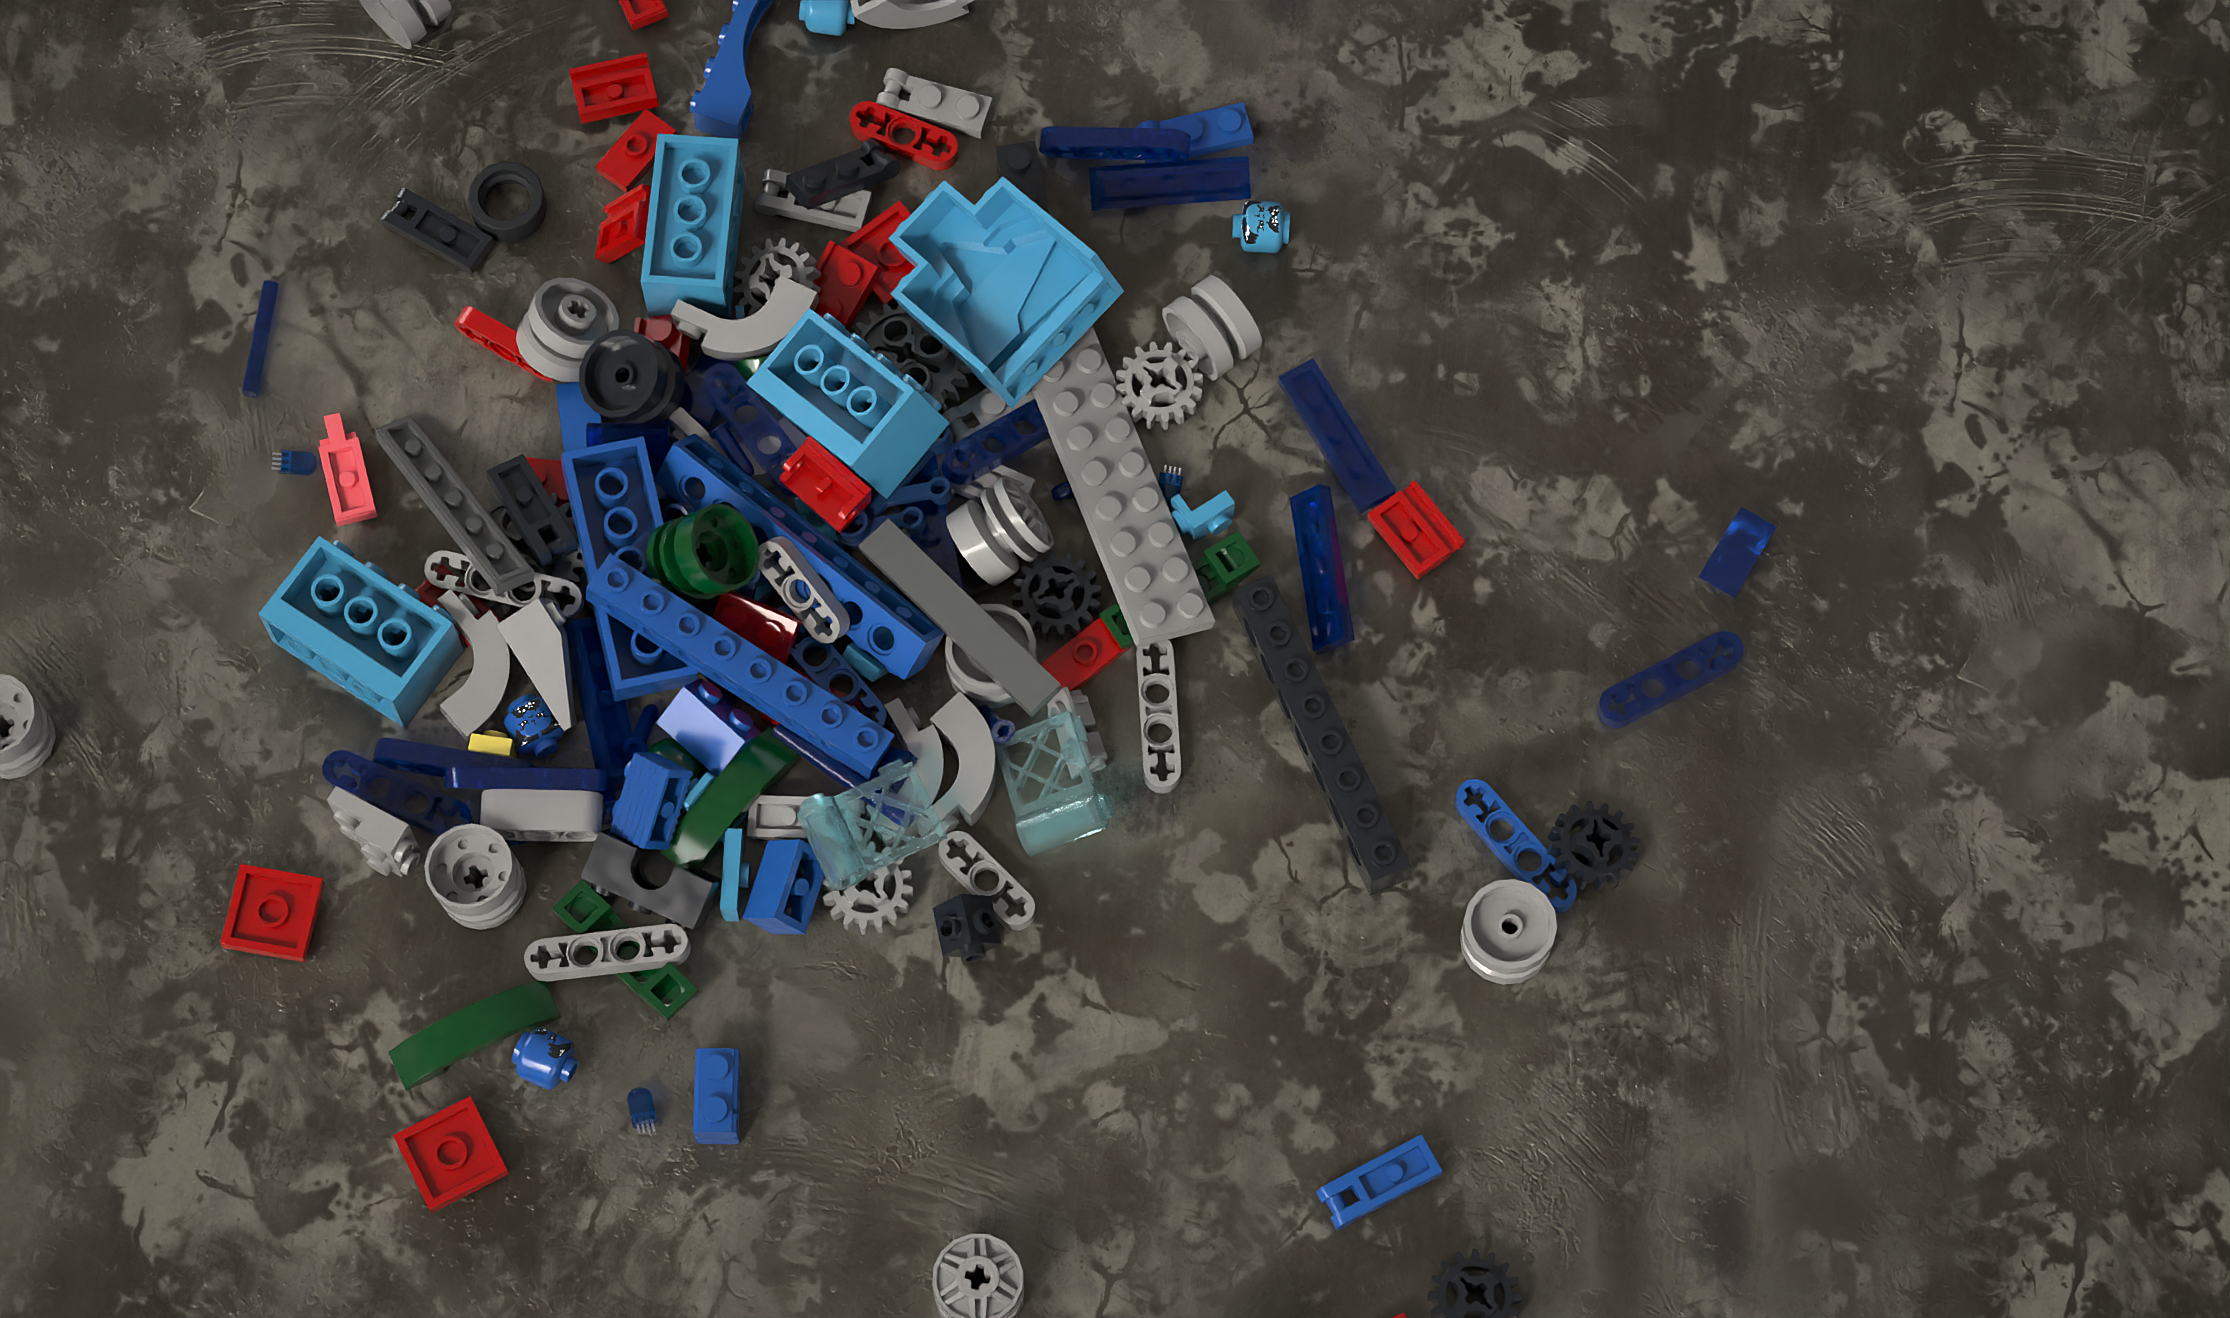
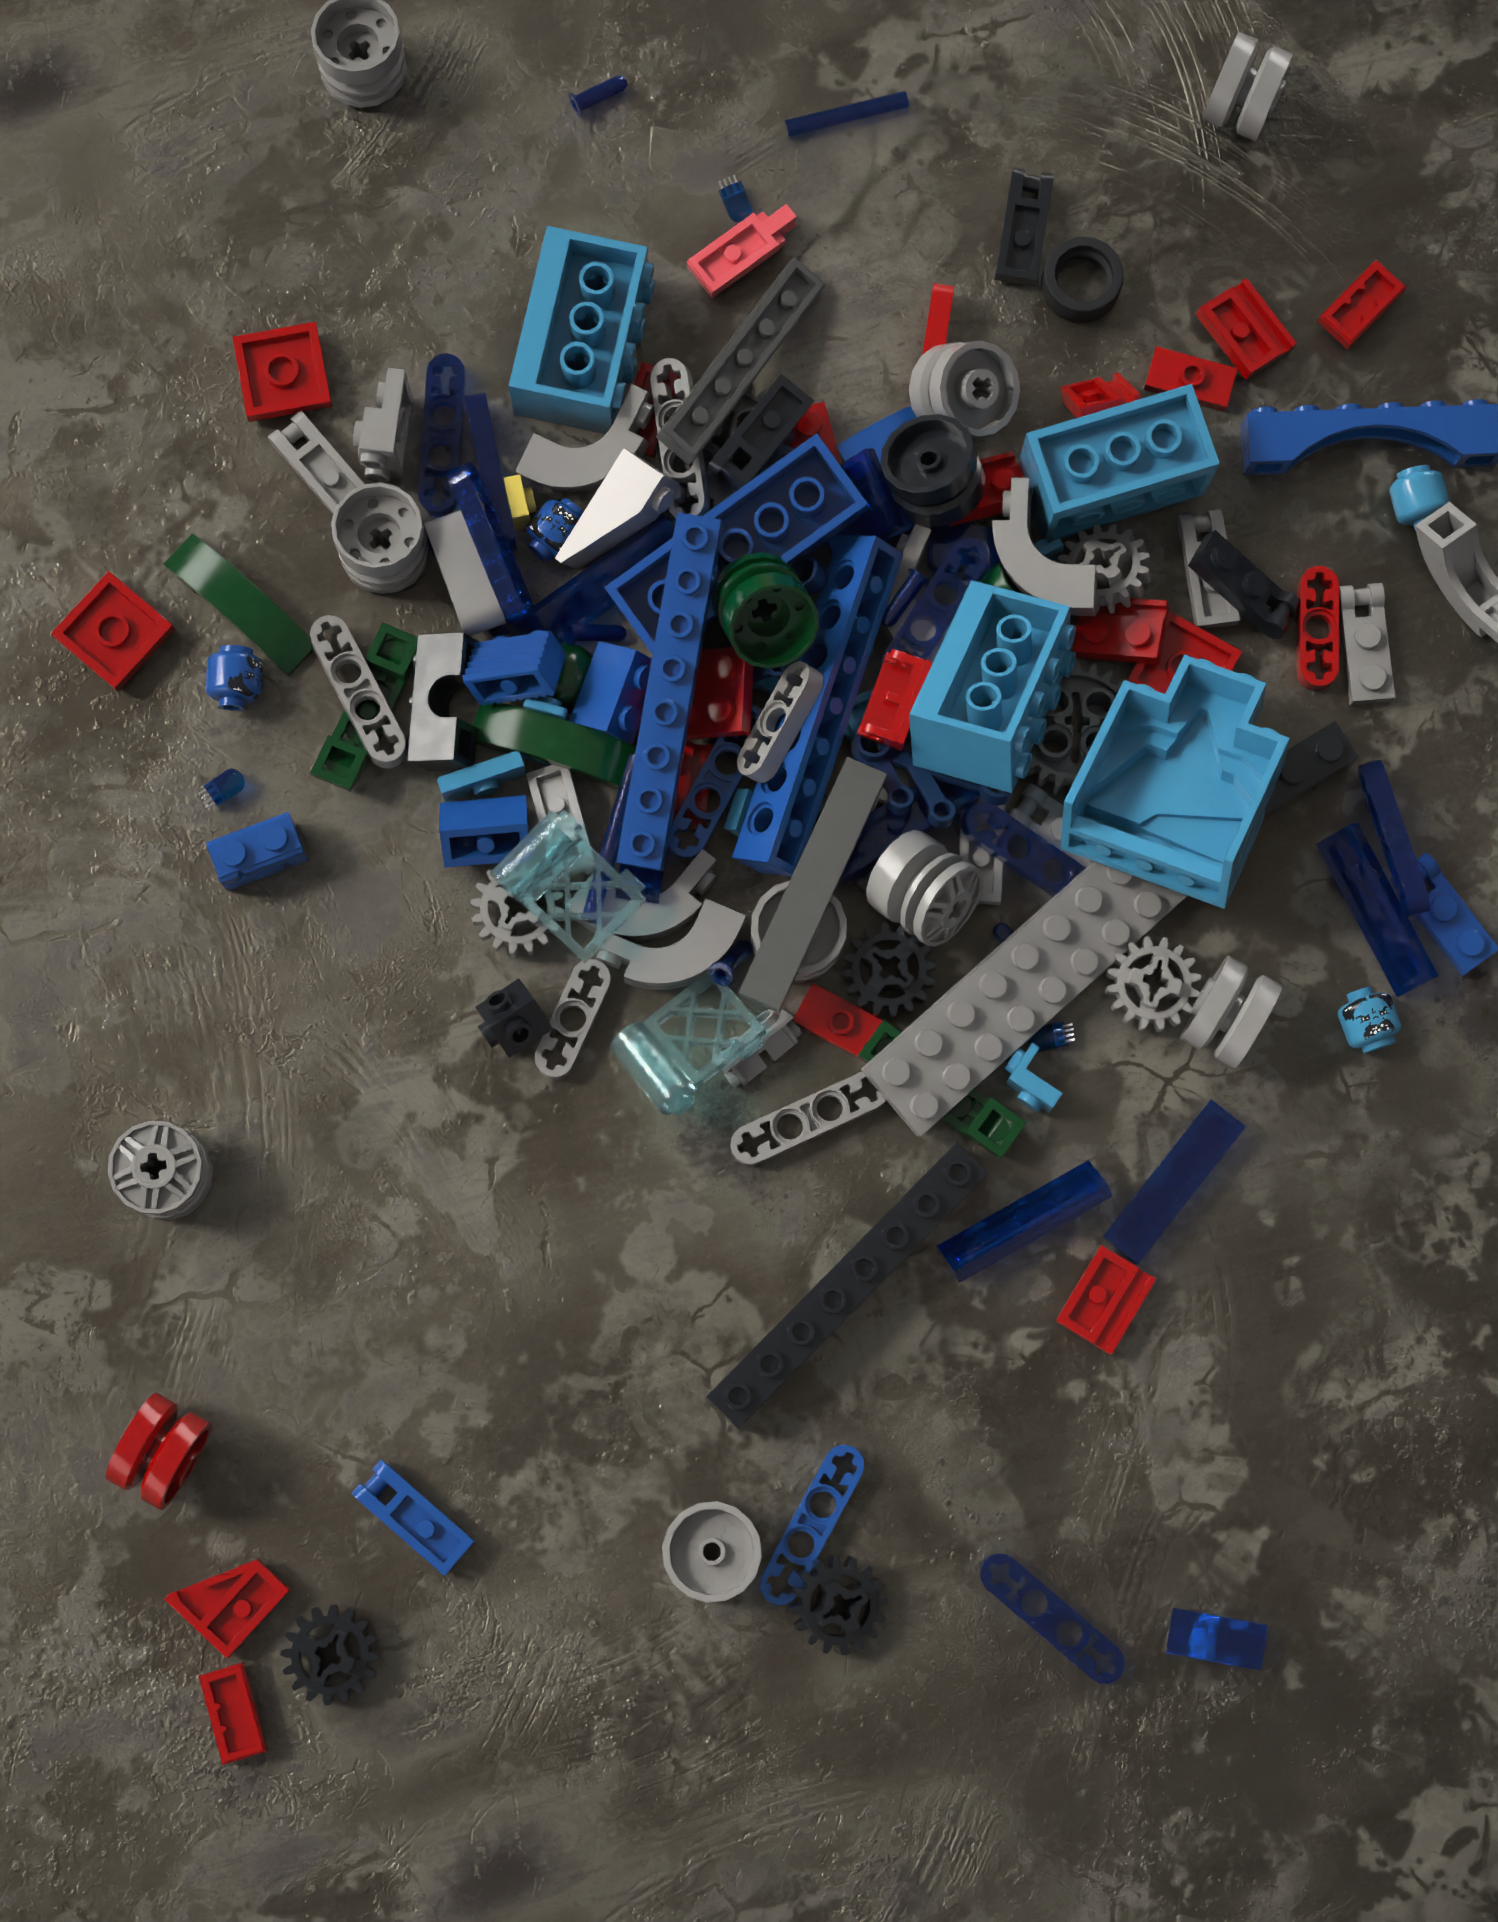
camera: 65 degrees right, 10 degrees up
(138, 541) = (597, 93): none -> clear blue piece
(379, 912) = (315, 461): none -> light grey plate

